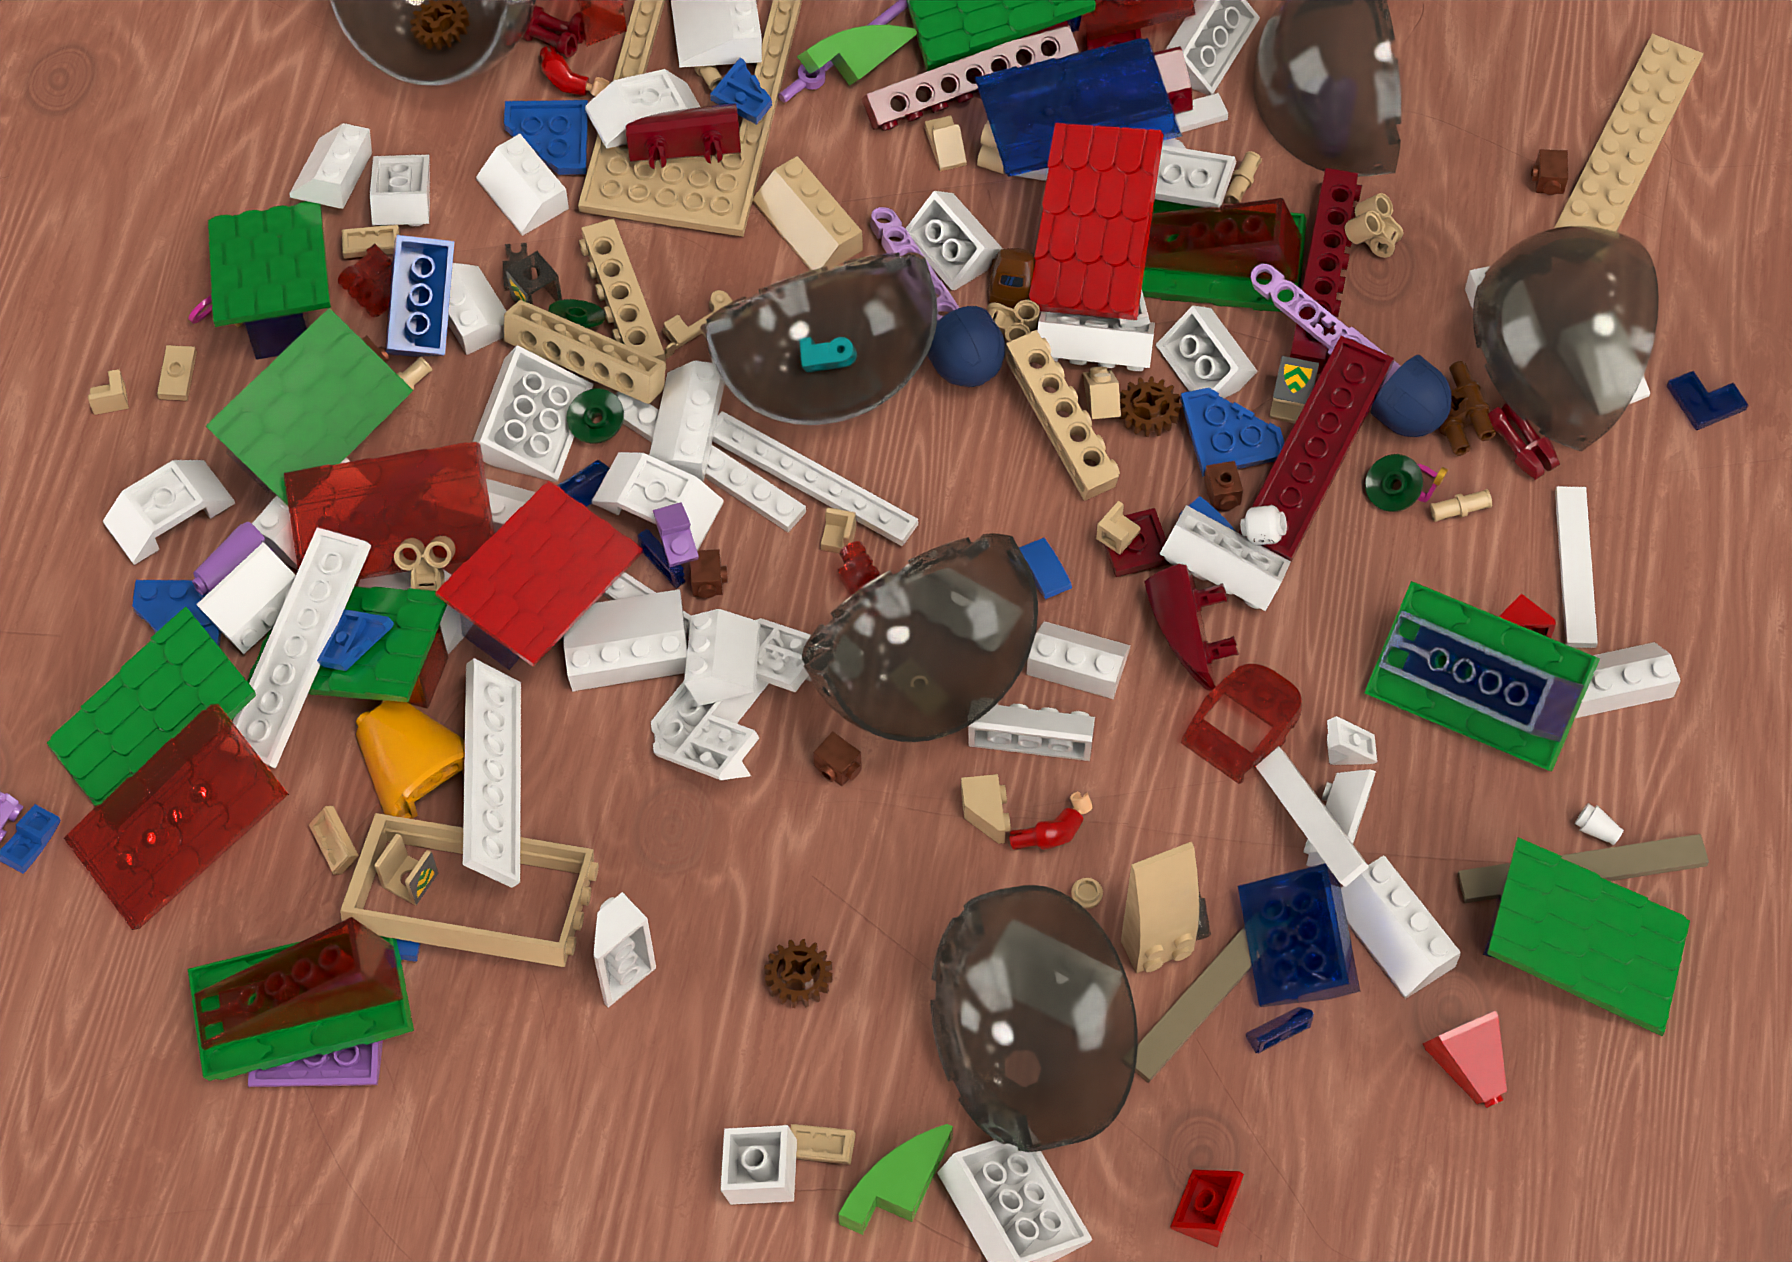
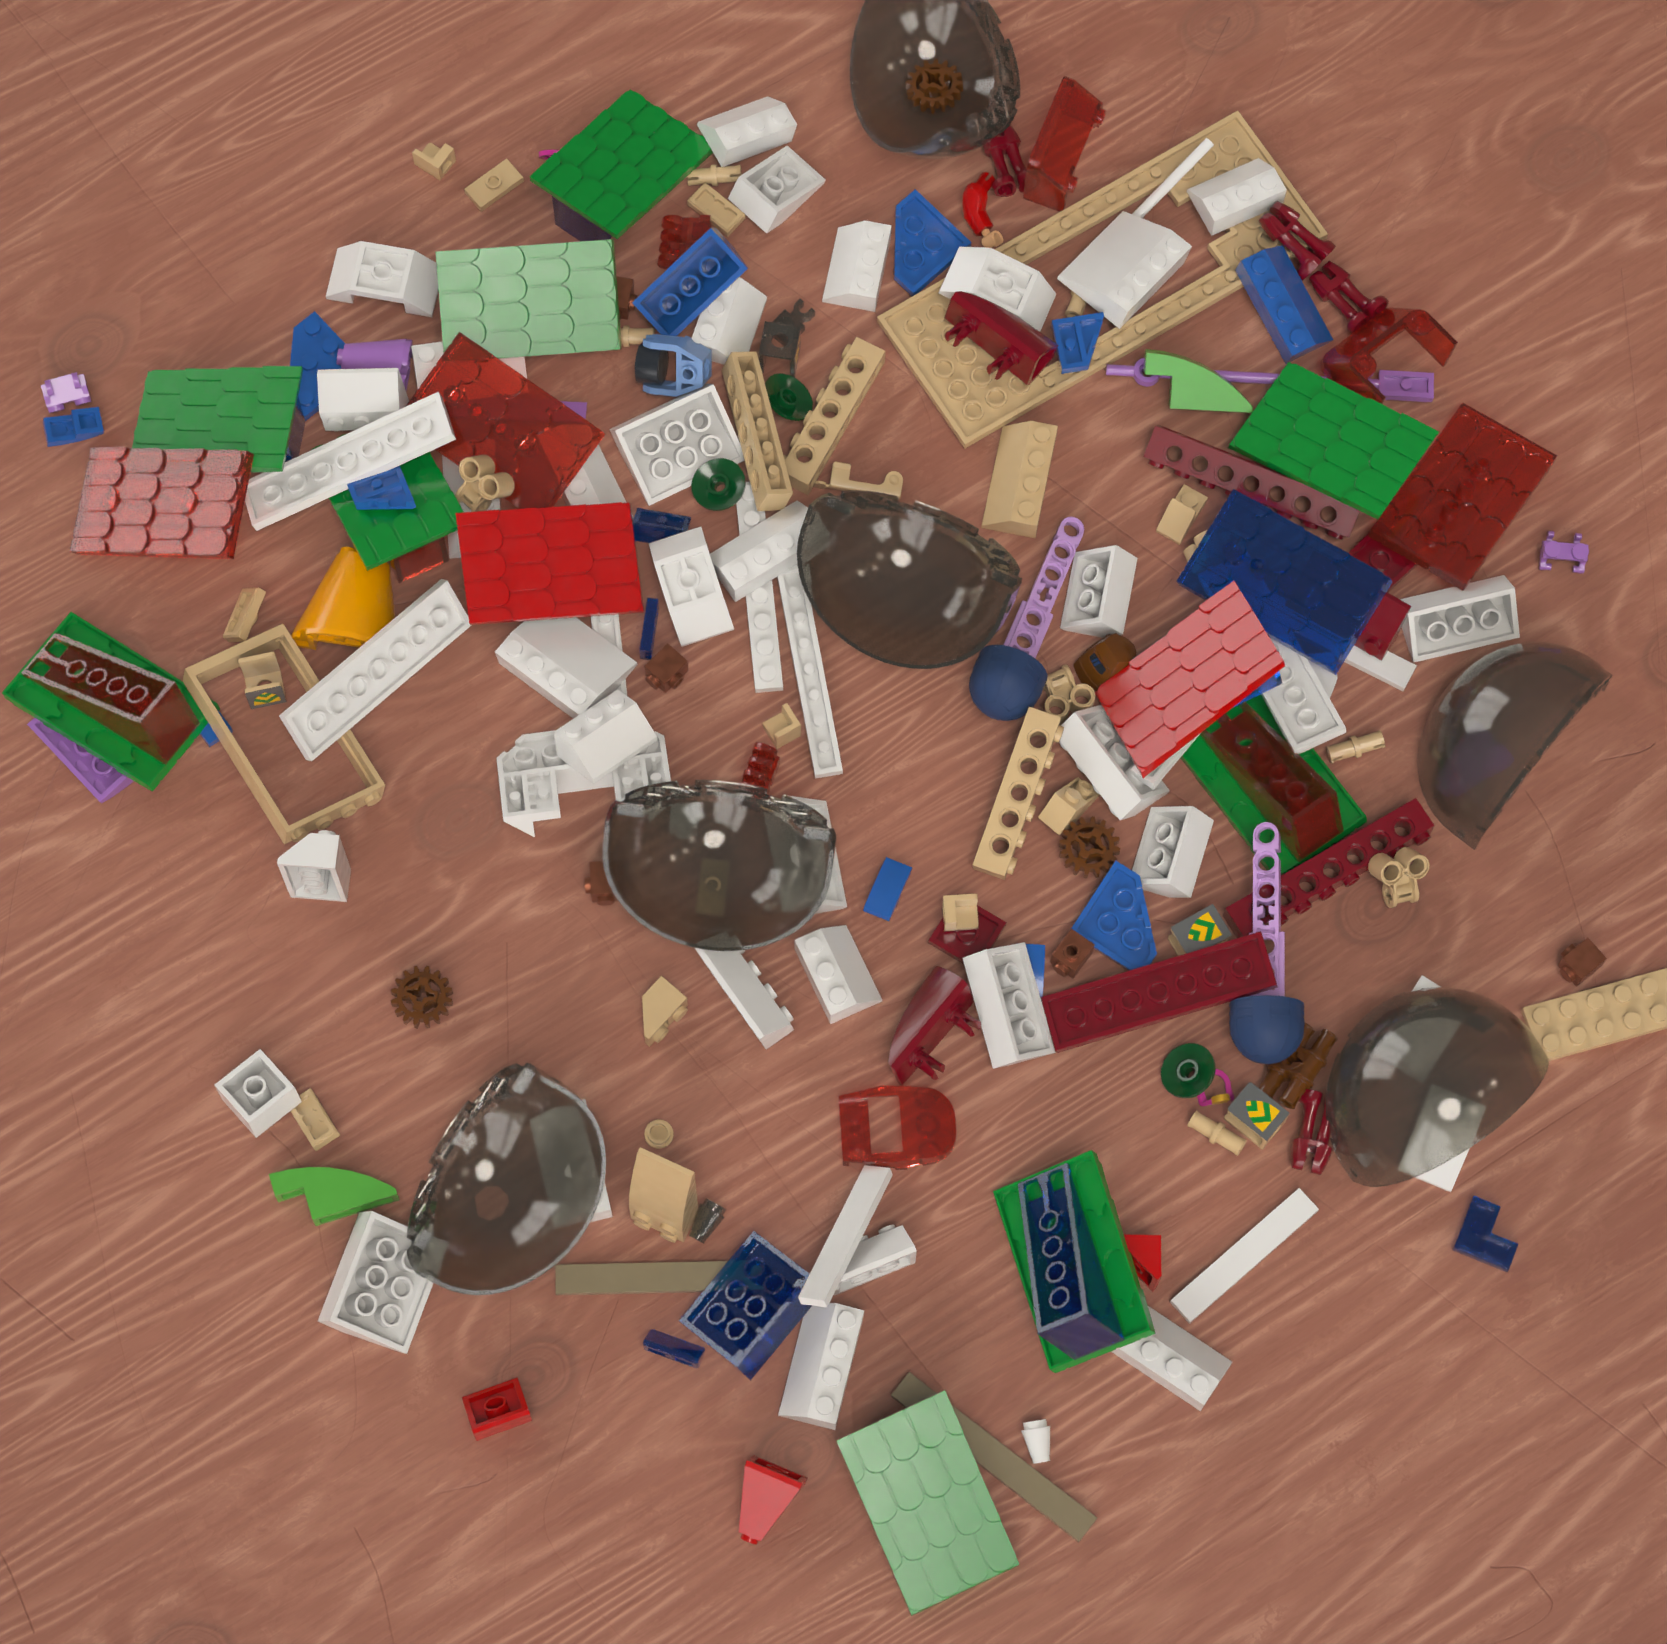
camera: 45 degrees right, 10 degrees up
(344, 219) = (714, 175): none -> tan pin
(449, 375) = (692, 365): none -> medium blue piece
(676, 534) = (666, 622): medium lavender slope -> none
(827, 355) = (919, 597): teal leg -> none
(1057, 832) = (684, 1075): red arm -> none
(1264, 525) = (1057, 1009): white head -> none
(1349, 743) = (941, 1215): white slope -> none
(1474, 466) = (1256, 1115): none -> piece

